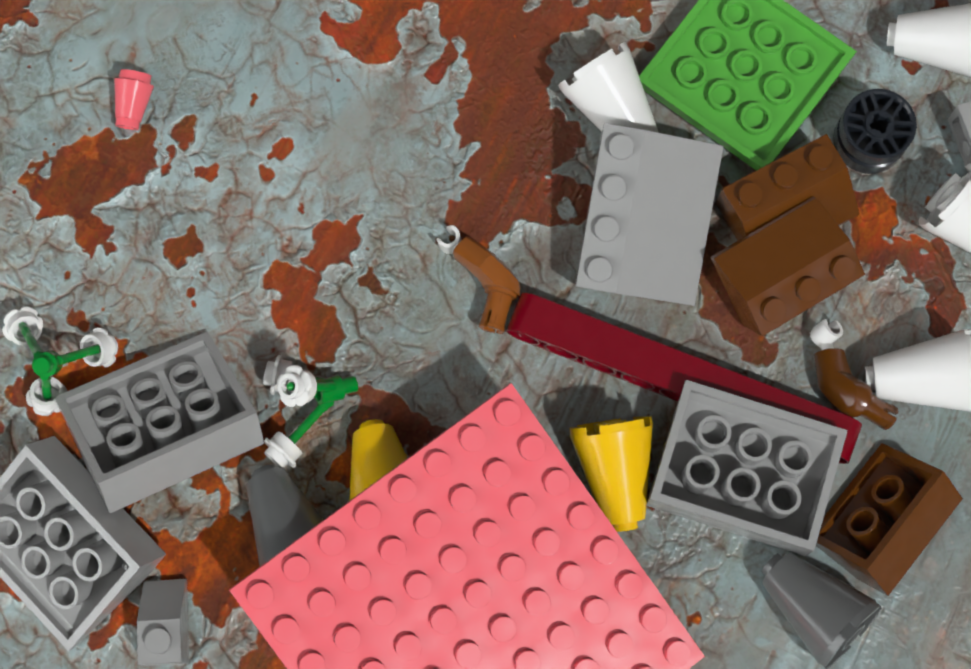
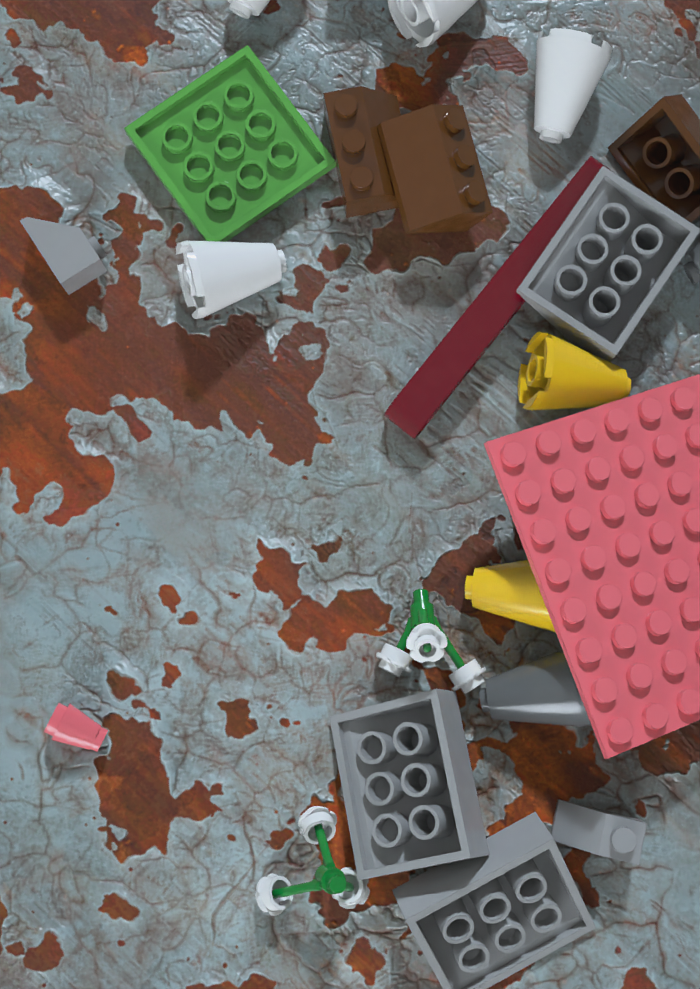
camera: 75 degrees left, 5 degrees up
(492, 274) = (357, 435): dark orange arm -> none
(648, 215) = (347, 278): light grey slope -> none
(838, 384) = (548, 165): reddish brown arm -> none
(874, 131) = (328, 53): black wheel -> none

